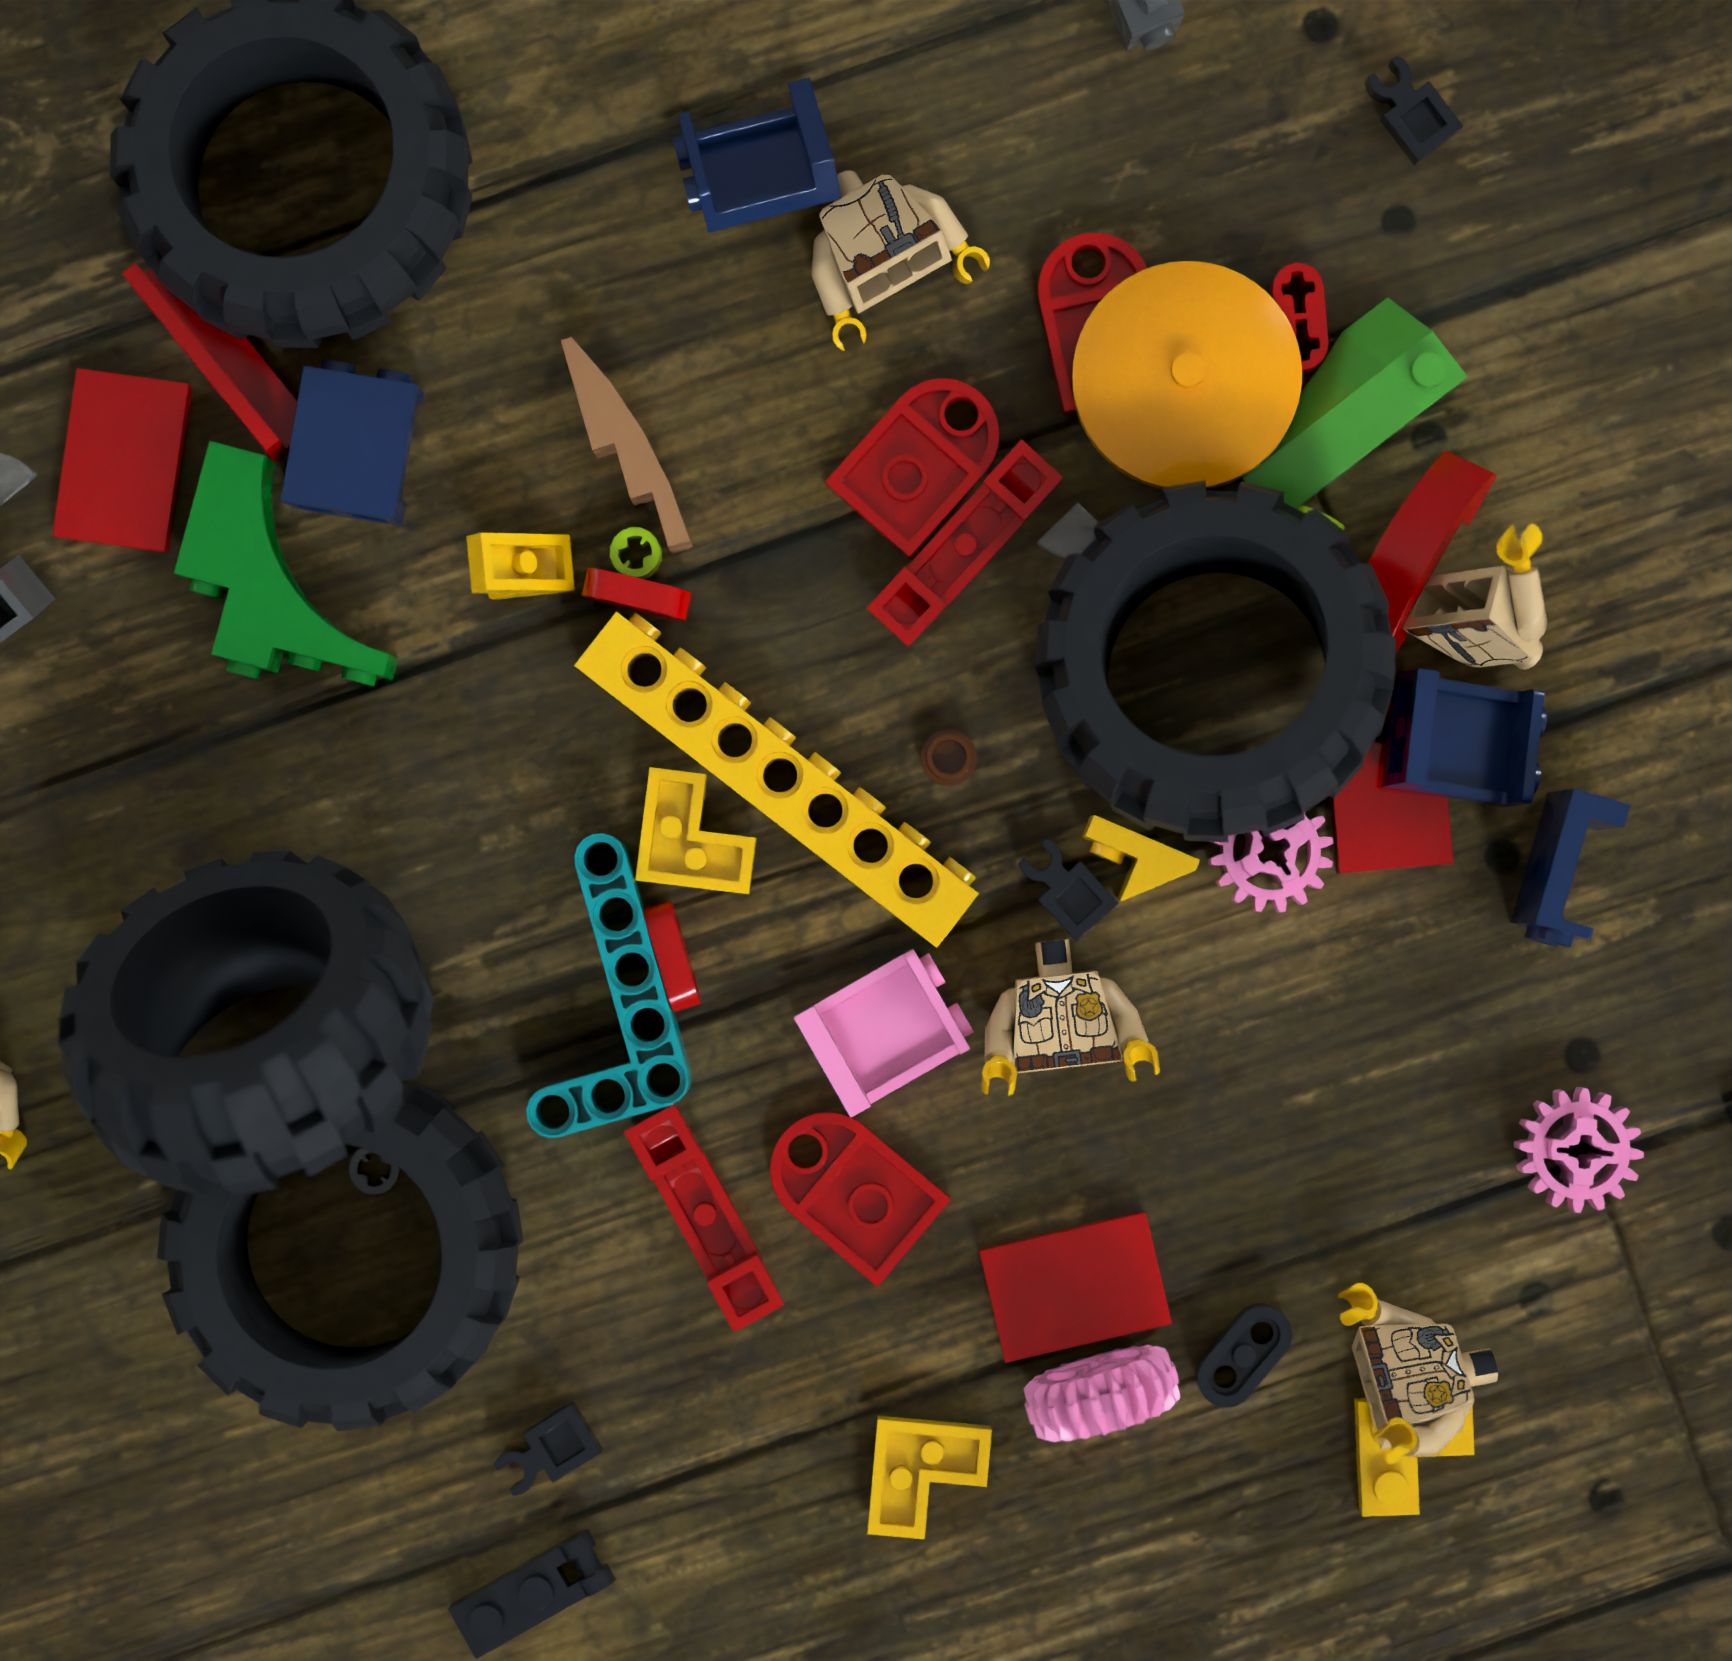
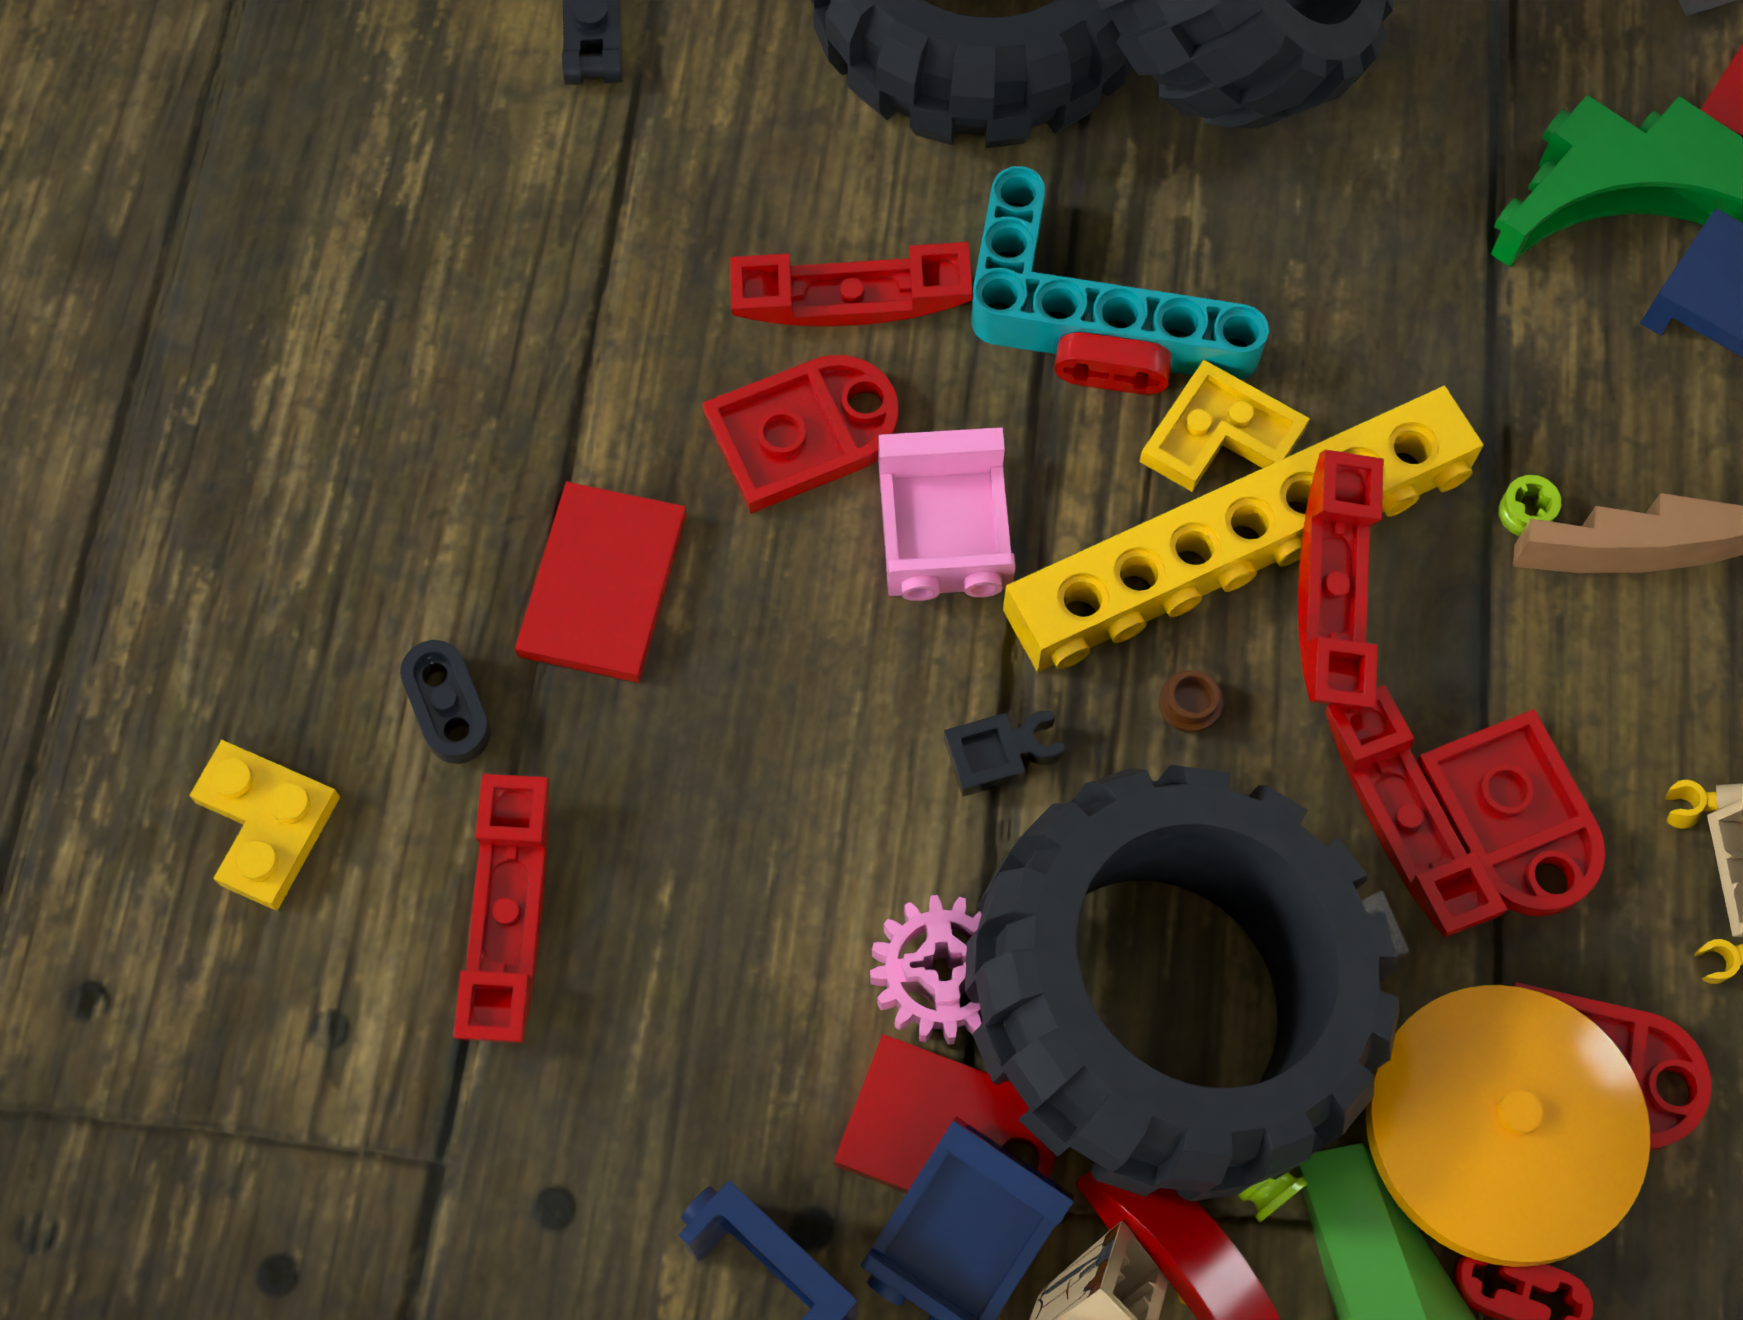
camera: 110 degrees right, 20 degrees down
(520, 564) = (1565, 389): yellow slope -> none
(556, 1445) = (709, 79): black plate -> none
(636, 594) = (1488, 484): red beam -> none
(806, 681) = (1334, 580): none -> red slope
(910, 1457) = (524, 365): yellow plate -> none
(1062, 1022) = (869, 675): torso -> none
(1102, 1393) = (486, 537): bright pink gear -> none
(1152, 861) = (990, 838): yellow slope -> none
(1389, 1211) = (505, 910): none -> red slope
(1412, 1374) = (326, 841): torso -> none
(1580, 1171) = (442, 1164): bright pink gear -> none

